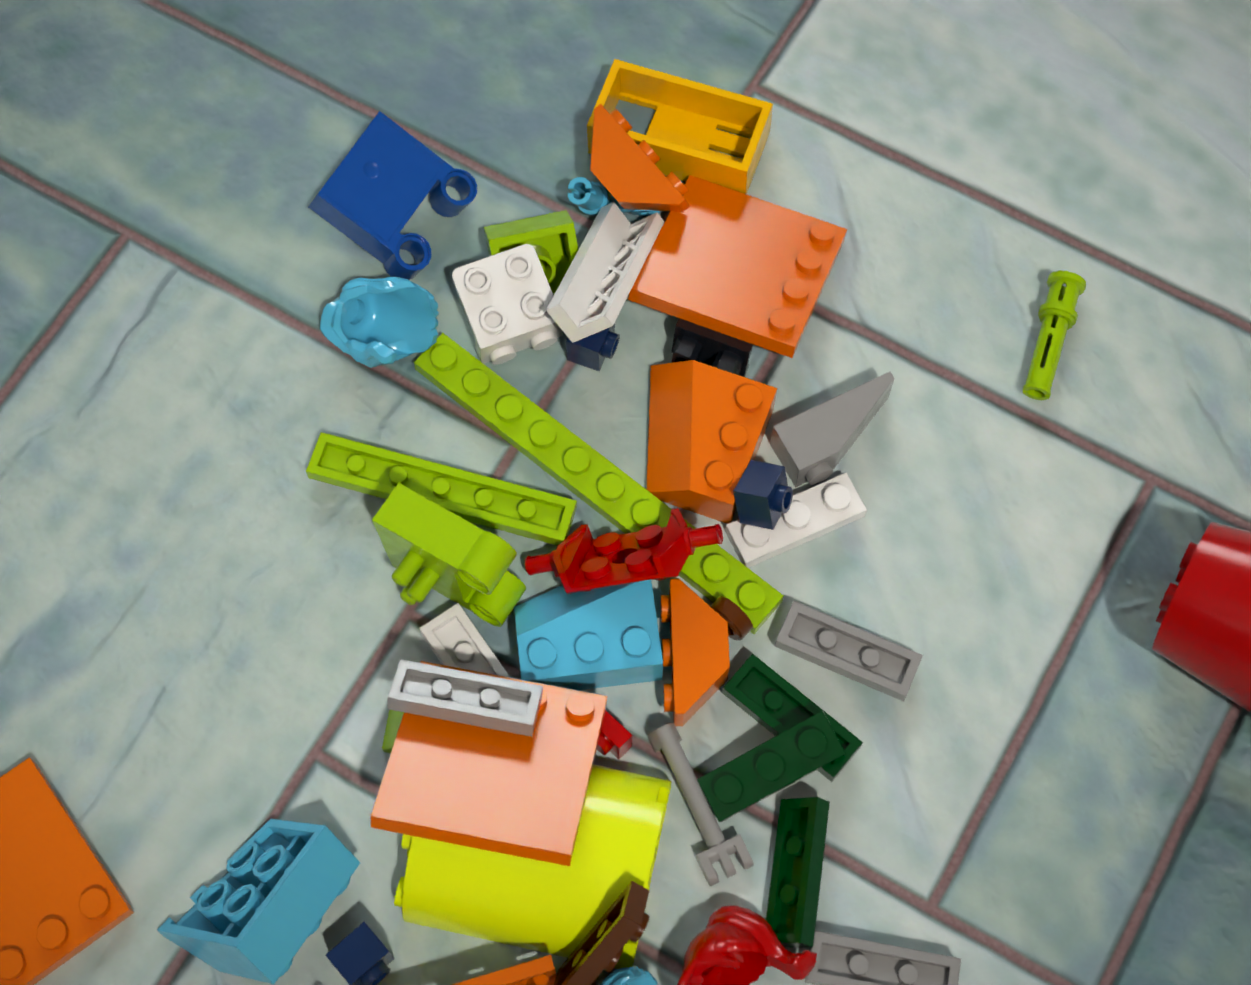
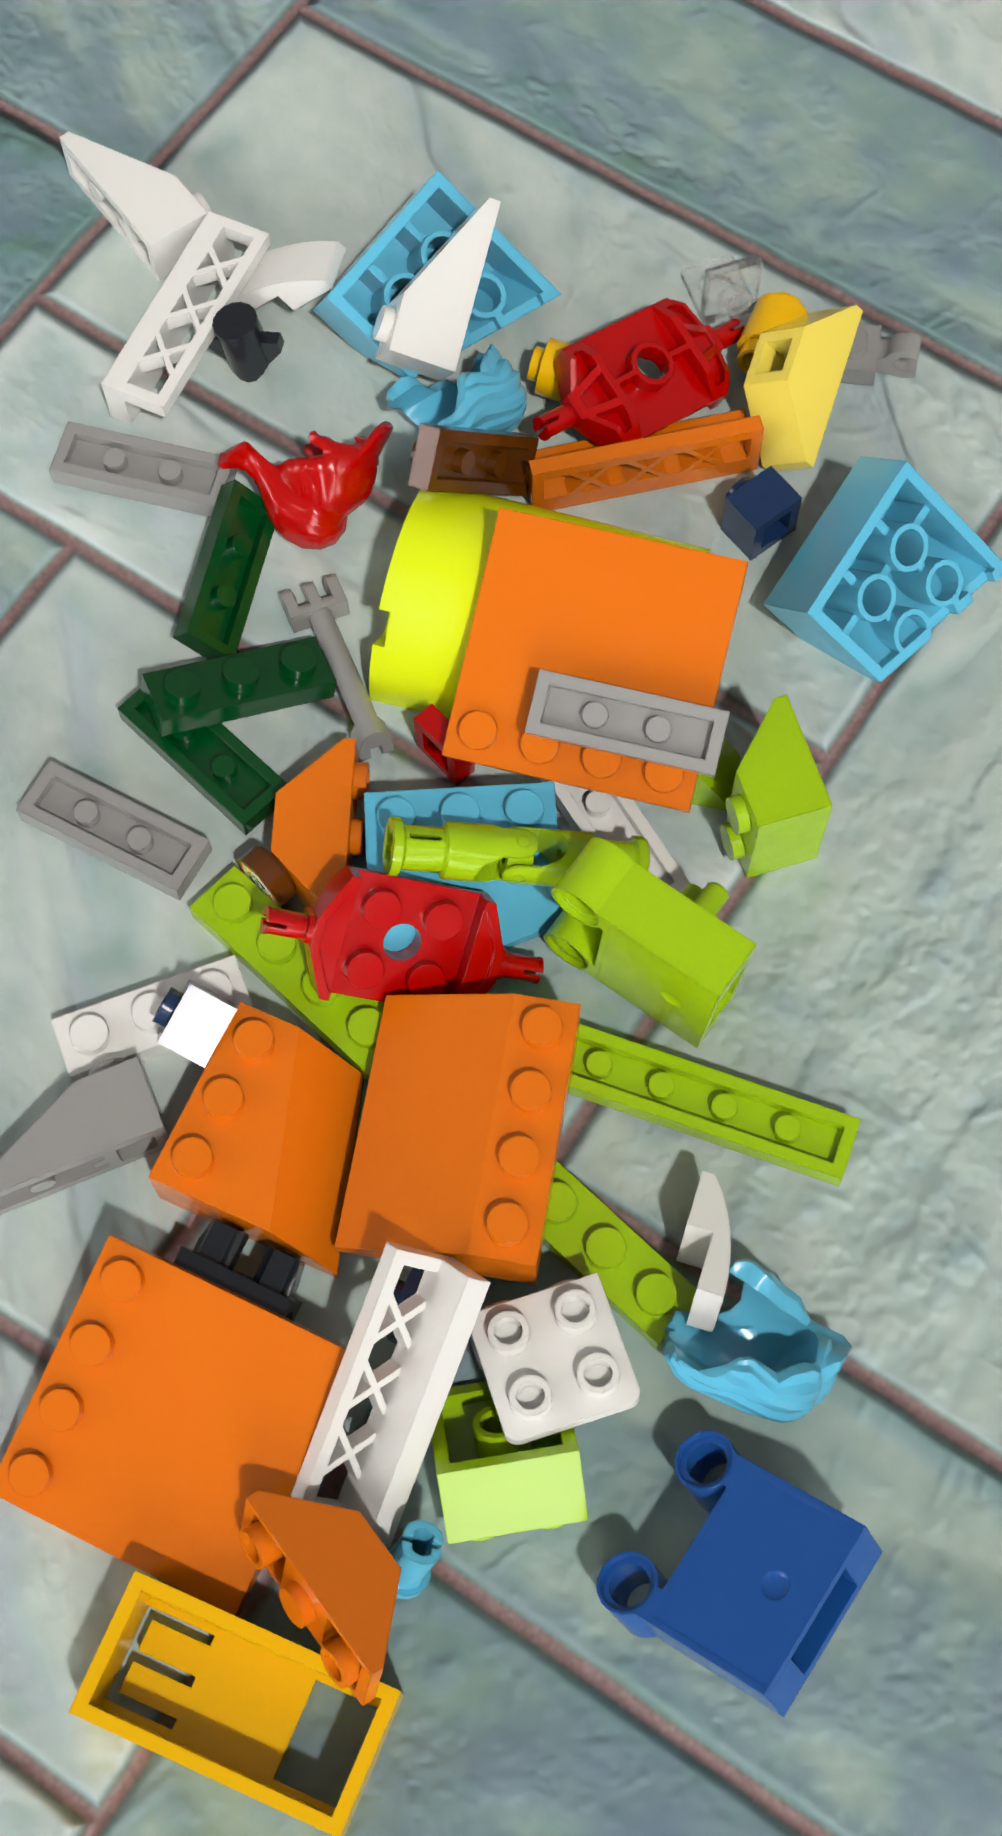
camera: 175 degrees left, 0 degrees up
(359, 683) = (776, 798): none -> lime slope
(411, 390) = (708, 1247): none -> white slope
(573, 435) = (462, 1130): none -> orange slope
(574, 602) = (491, 852): none -> lime piece

